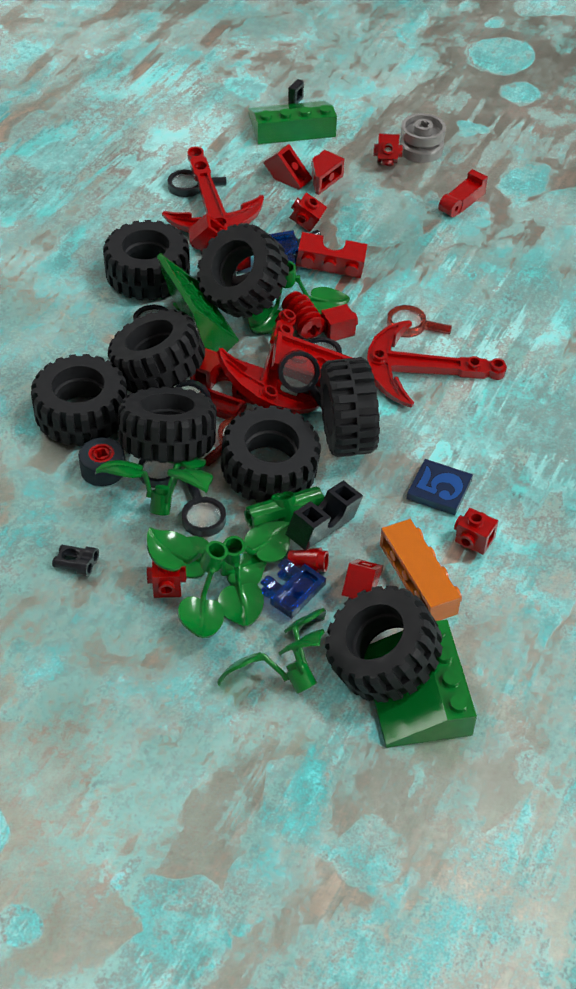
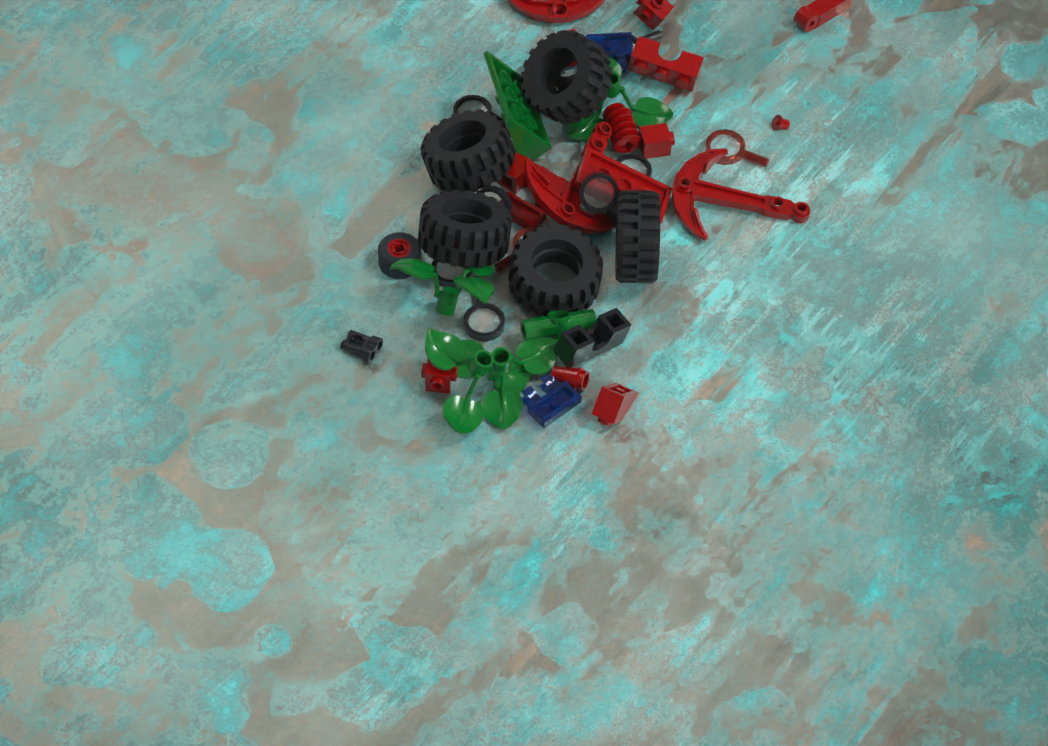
camera: 10 degrees right, 5 degrees up
(77, 378) = (384, 167): black tyre -> none
(133, 261) = (472, 24): black tyre -> none
(203, 231) = (546, 20): red slope -> none
(299, 670) = (538, 475): green plant -> none
(403, 666) = (629, 481): black tyre -> none
(419, 569) = (668, 402): orange brick -> none
(437, 709) = (640, 503): green slope -> none
(439, 487) = (710, 325): dark blue tile -> none
(452, 294) = (780, 123): none -> red piece
(475, 530) = (729, 373): red brick -> none

